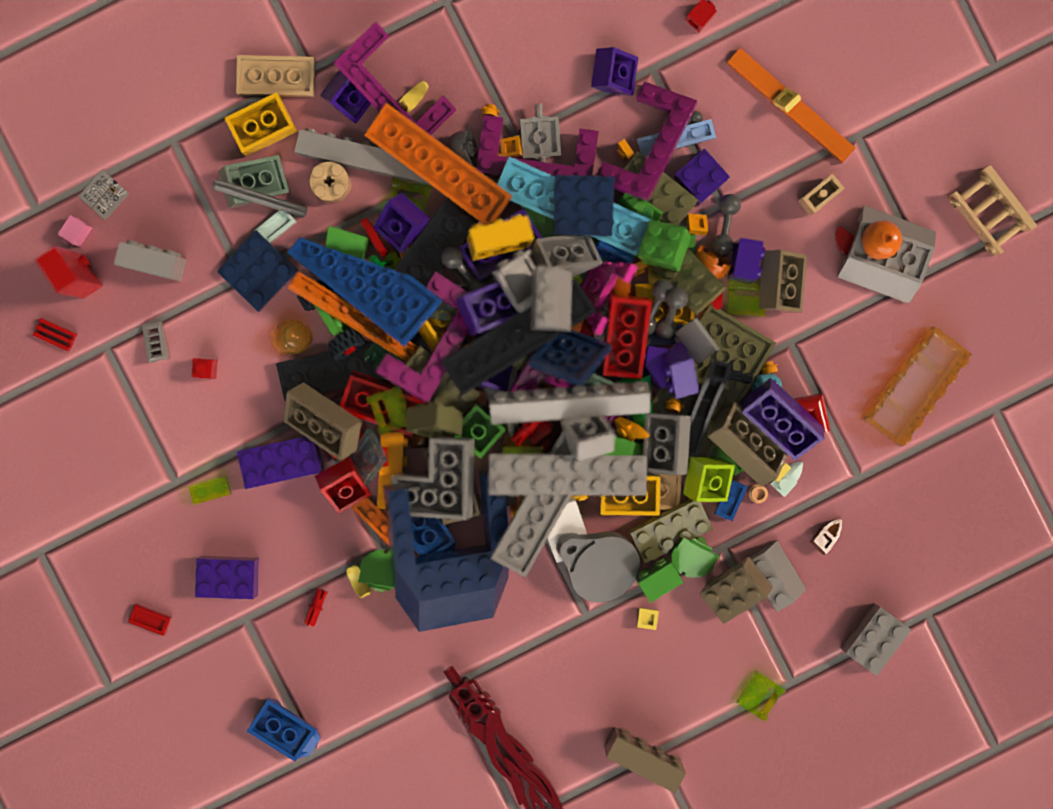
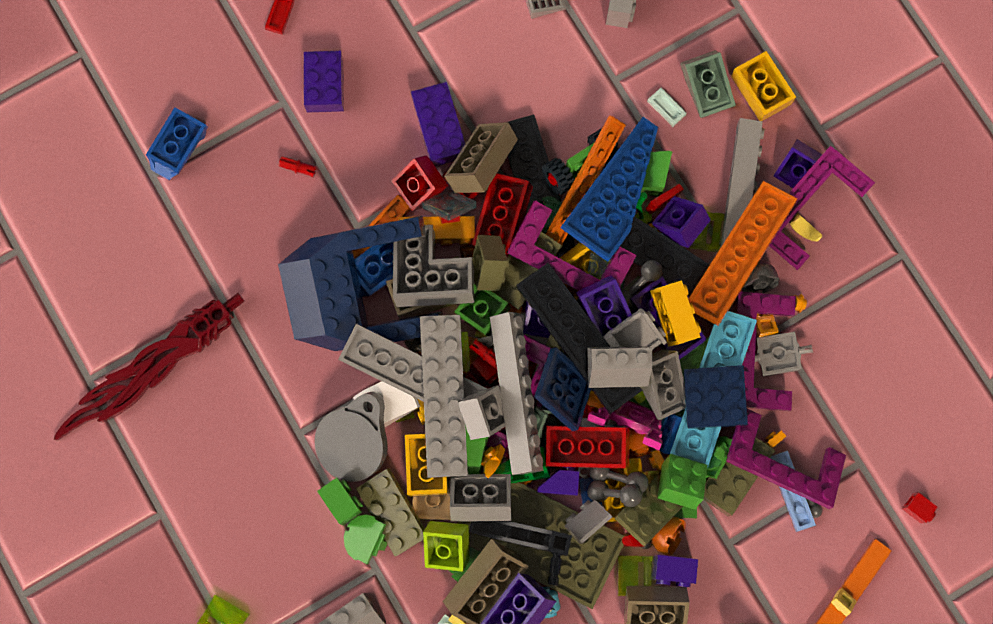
camera: 85 degrees right, 10 degrees down
(204, 368) = (524, 48): red brick -> none
(210, 490) = (407, 61): clear neon green plate -> none
(257, 271) = (622, 92): dark blue plate -> none
(260, 198) = (692, 88): dark grey axle -> none
(271, 74) = (813, 98): tan plate -> none
(291, 337) = (560, 127): clear yellow piece -> none
(321, 176) = (720, 146): tan brick -> none
(360, 588) = (326, 205): light yellow helmet -> none
(377, 571) = (335, 220): bright green piece -> none
(395, 407) = (501, 225): clear neon green plate -> none
(614, 71) = (853, 424): dark purple slope -> none
(644, 759) = (154, 499): dark tan brick -> none
(647, 618) = (299, 494): light yellow plate -> none
(673, 406) = (519, 505): light orange plate -> none
(680, 372) = (555, 505): slope -> none
(697, 224) = (707, 518): light orange plate -> none
(701, 176) = (755, 519): dark purple brick -> none
(723, 243) = (729, 550): dark grey piece -> none
(729, 509) = (433, 577): blue plate -> none
(736, 590) = (333, 582): dark tan brick -> none
(757, 493) = (434, 602): light nougat plate -> none
(769, 367) = (566, 604): light orange plate -> none

